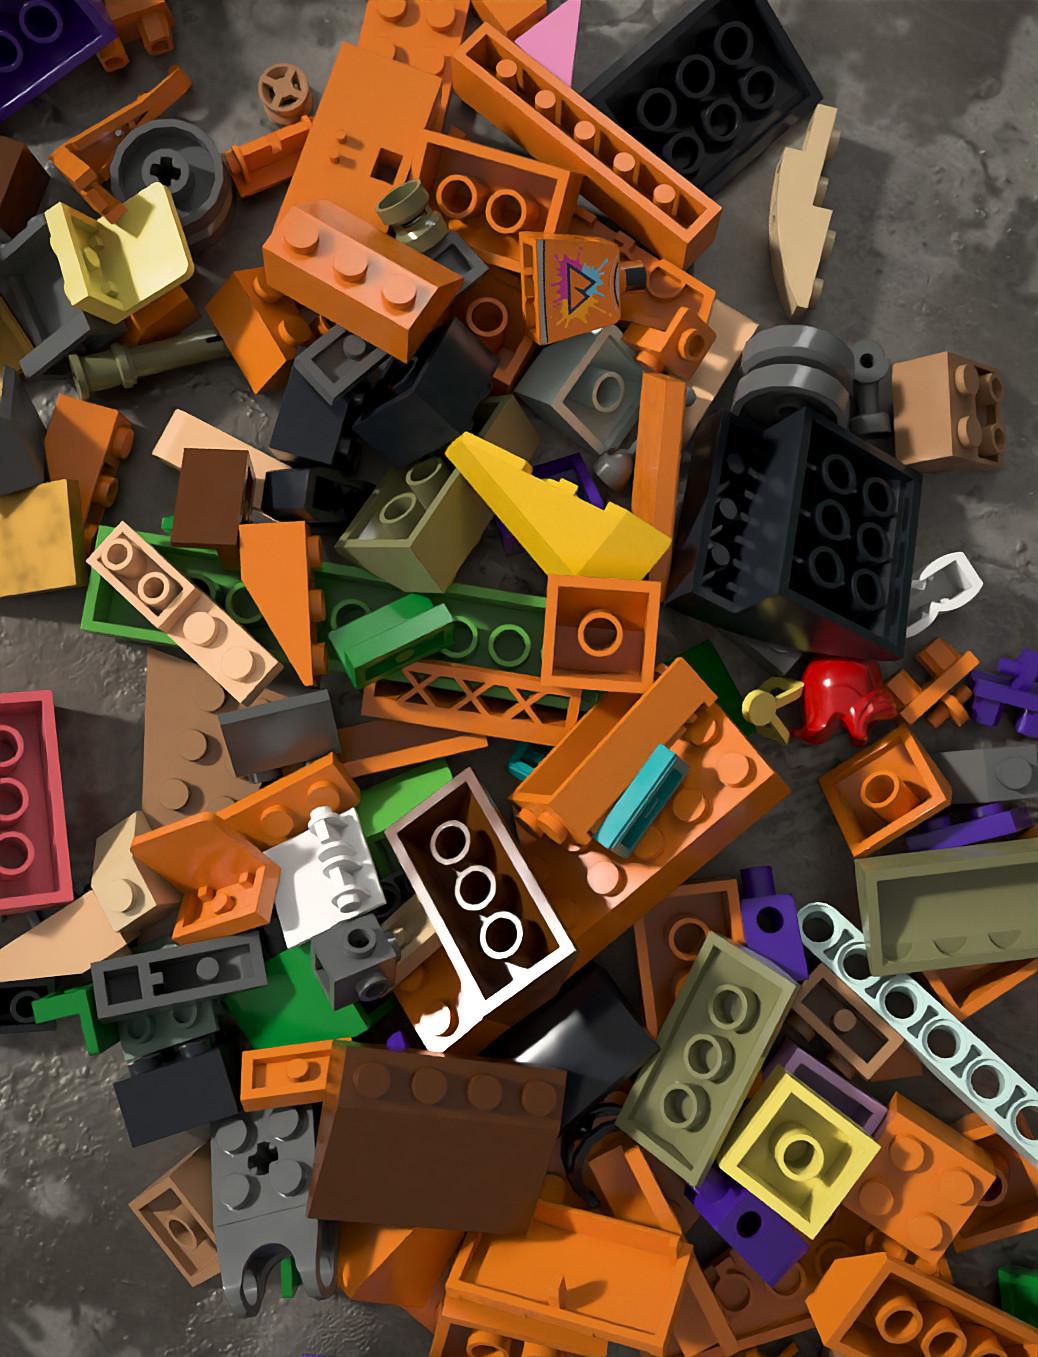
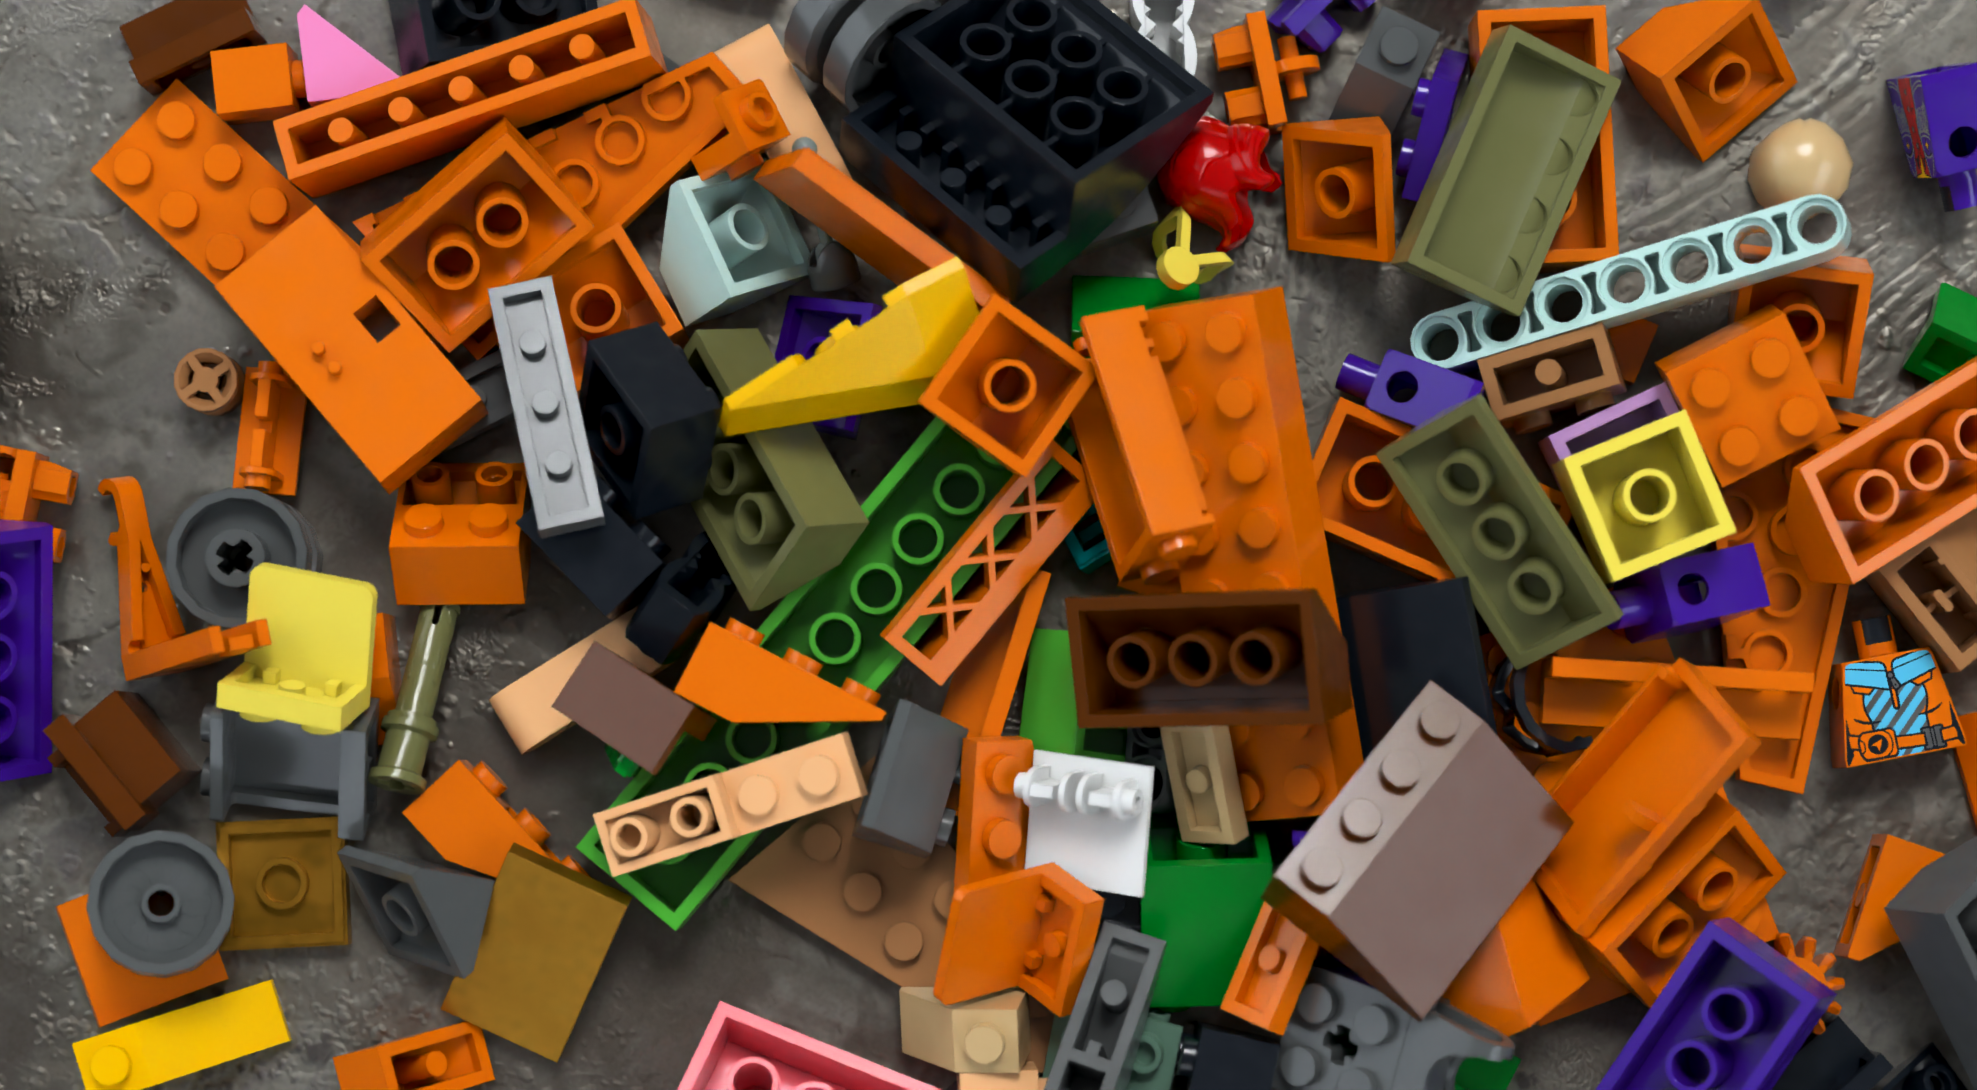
camera: 60 degrees left, 0 degrees up
(355, 961) = (1194, 832): dark grey brick -> none
(358, 277) = (492, 413): orange slope -> none
(392, 638) = (882, 604): green panel -> none
(411, 216) = (450, 325): olive wheel -> none
(573, 284) = (622, 199): orange torso -> none
(642, 801) = (1204, 442): teal tile -> none

